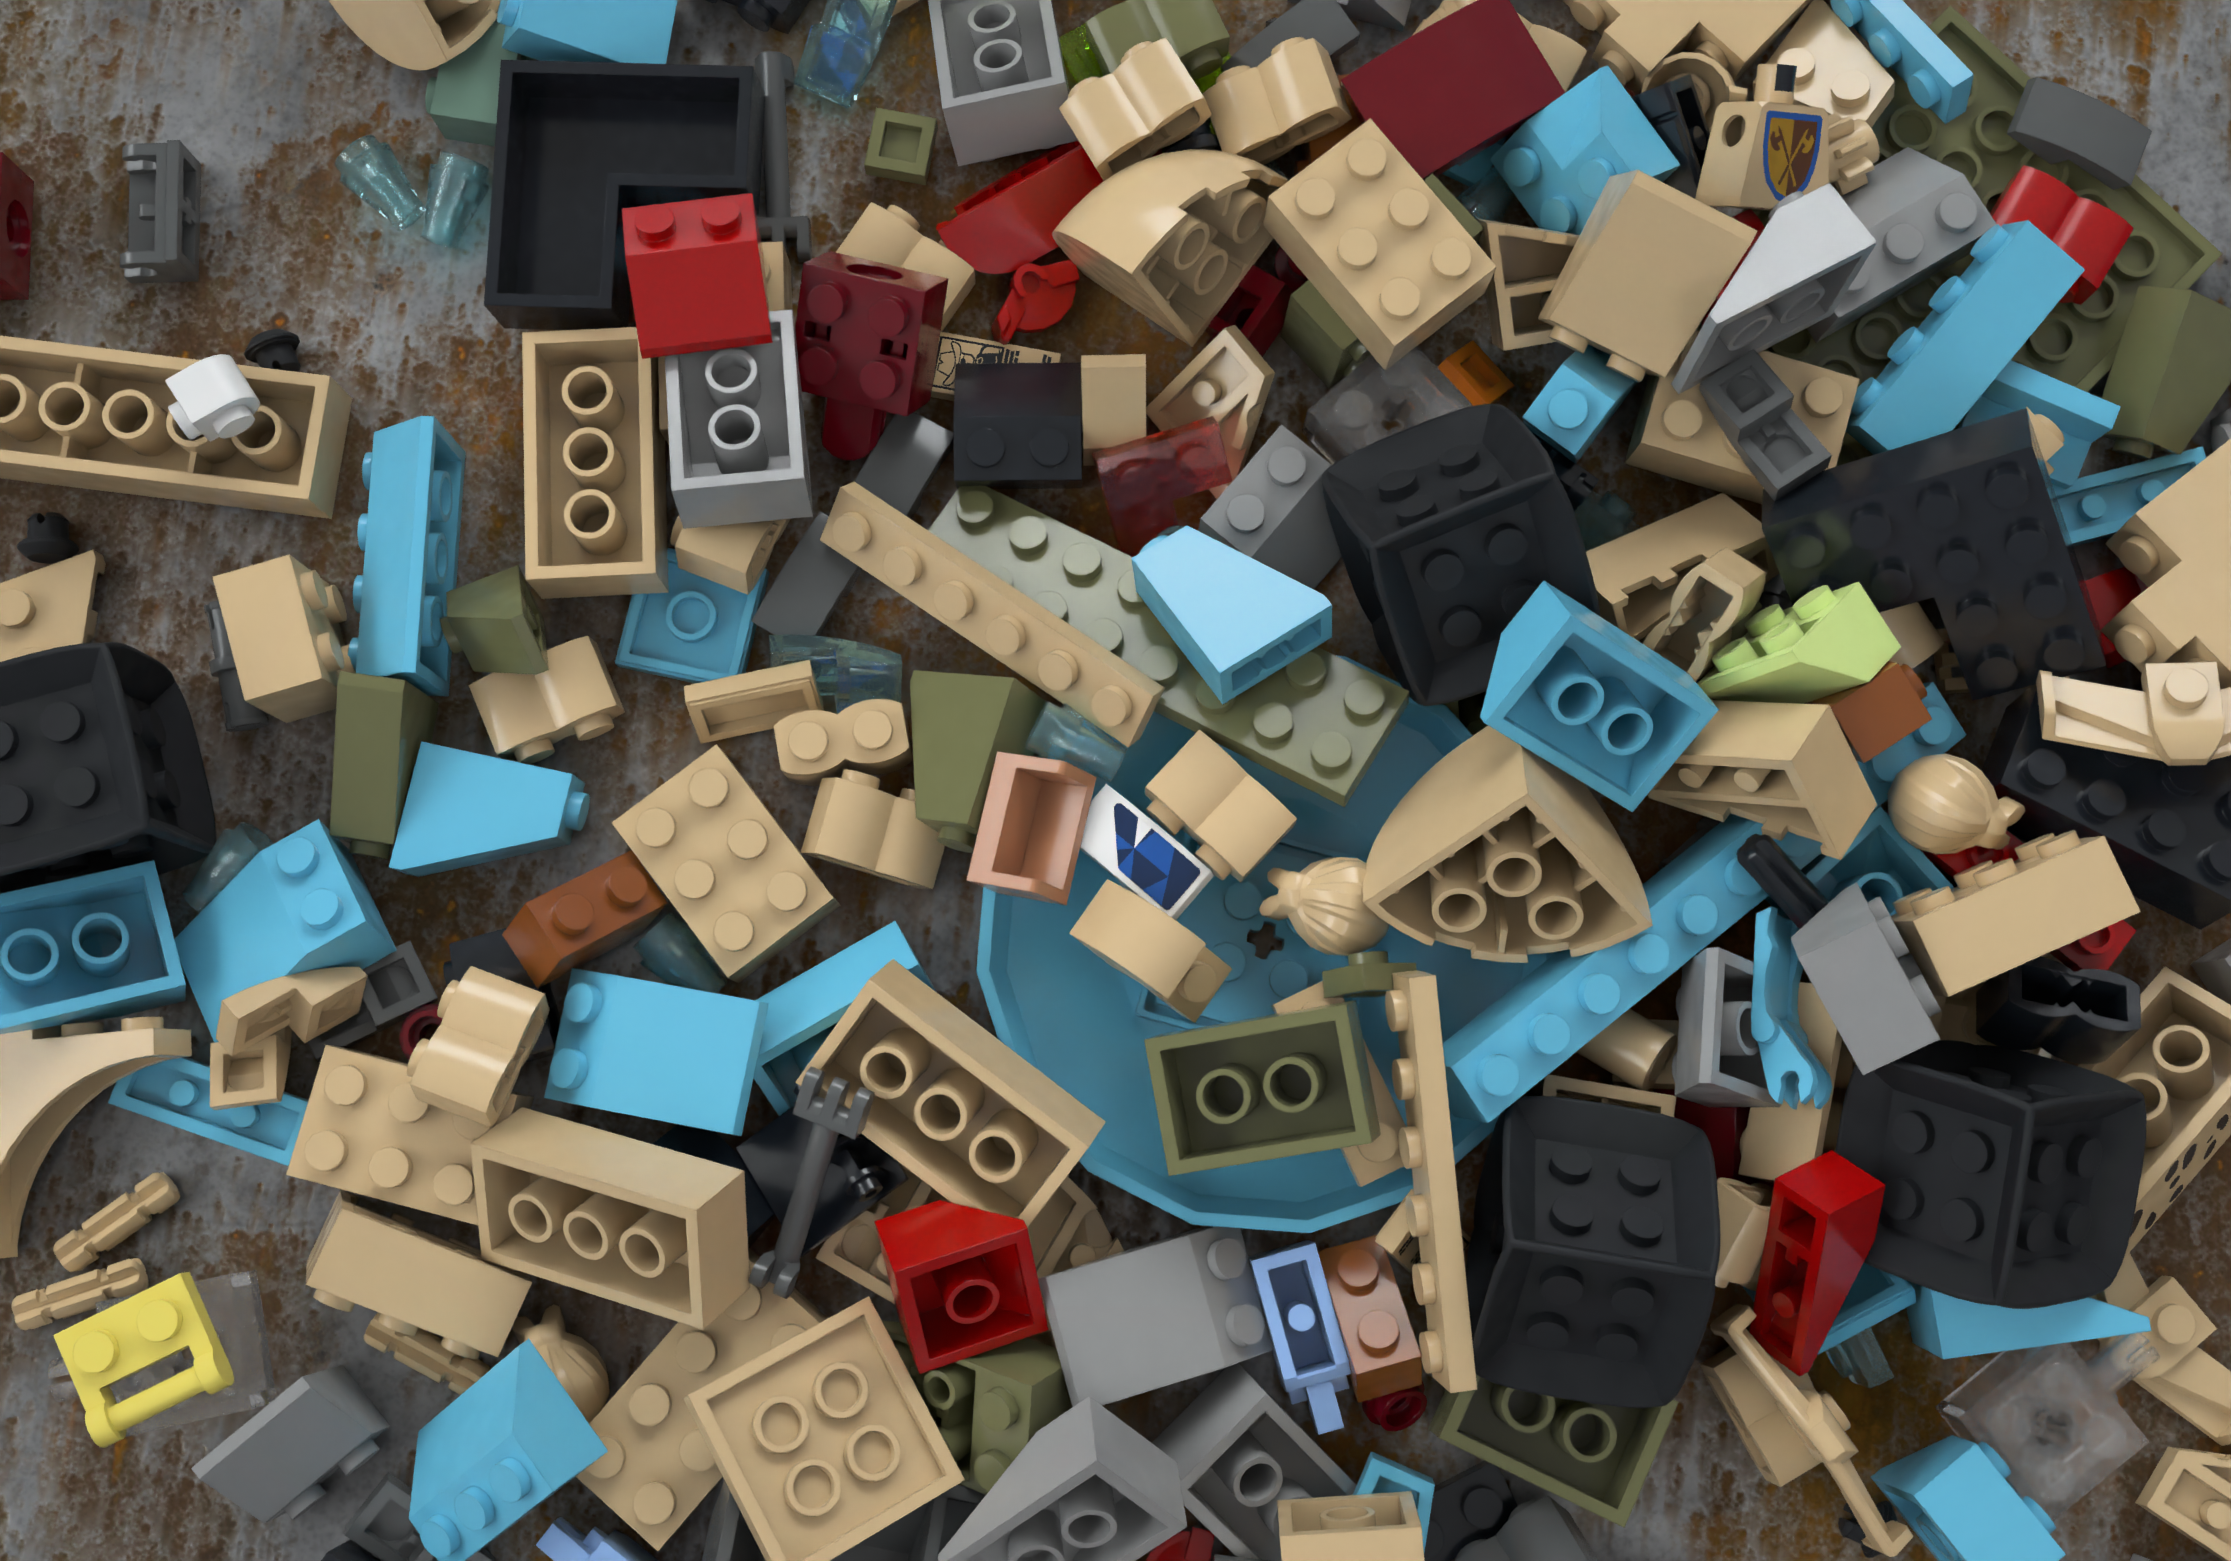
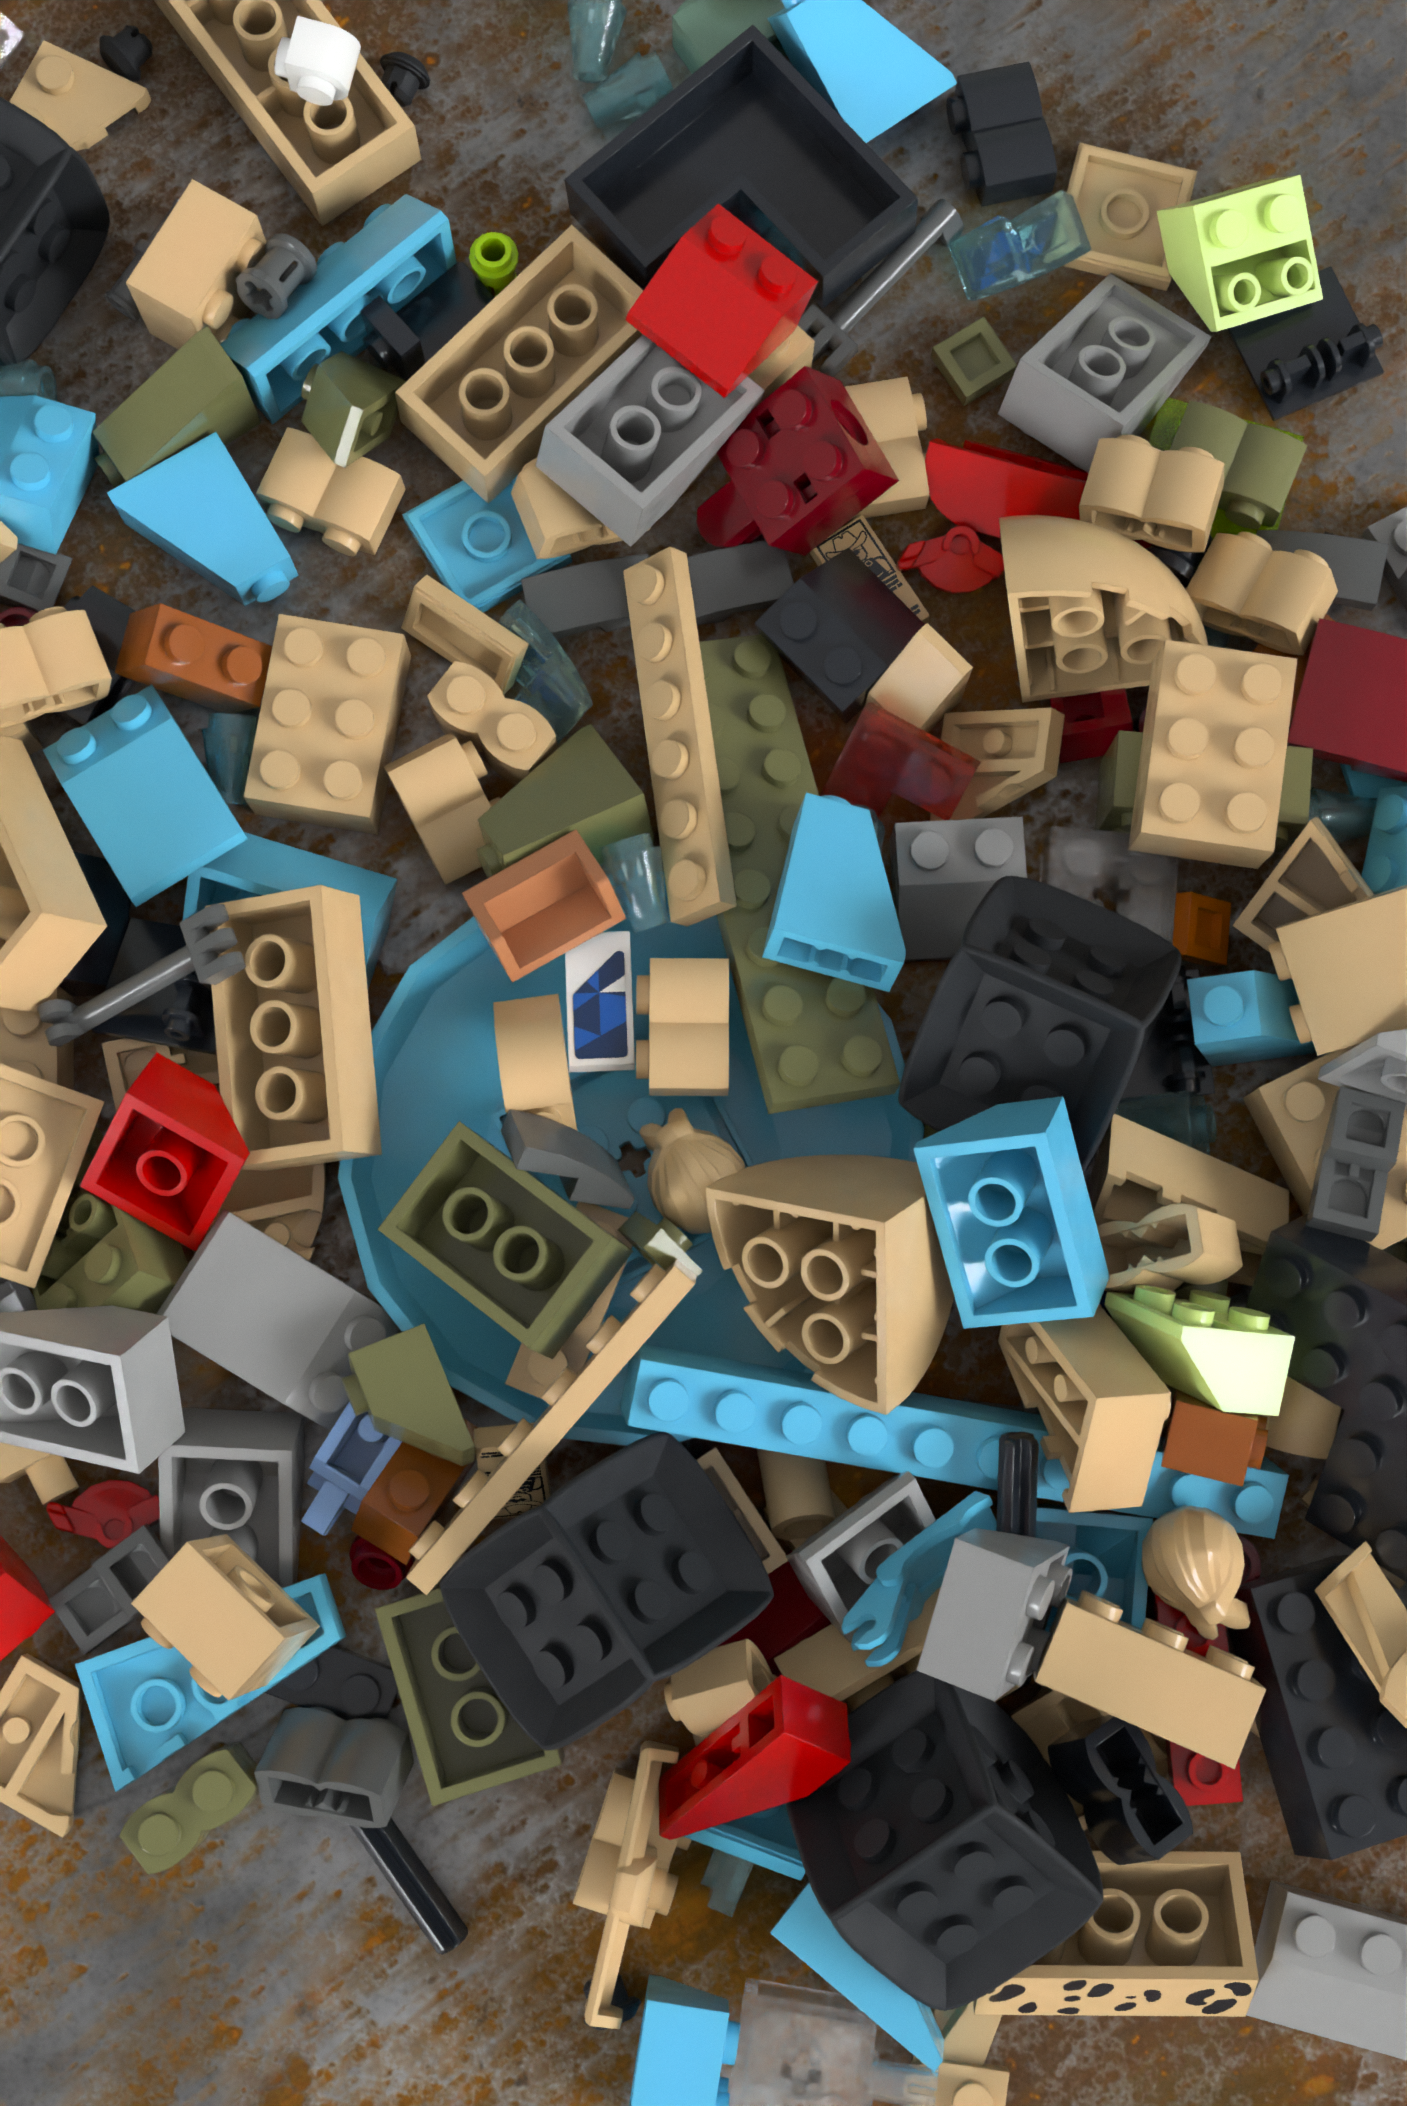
camera: 50 degrees right, 0 degrees up
(348, 584) = (276, 275): none -> dark grey bush
(486, 508) = (425, 322): none -> black bracket
(492, 429) = (485, 260): none -> lime pin
(1236, 983) = (582, 1164): none -> dark grey slope
(1310, 1265) = (409, 1395): none -> olive slope

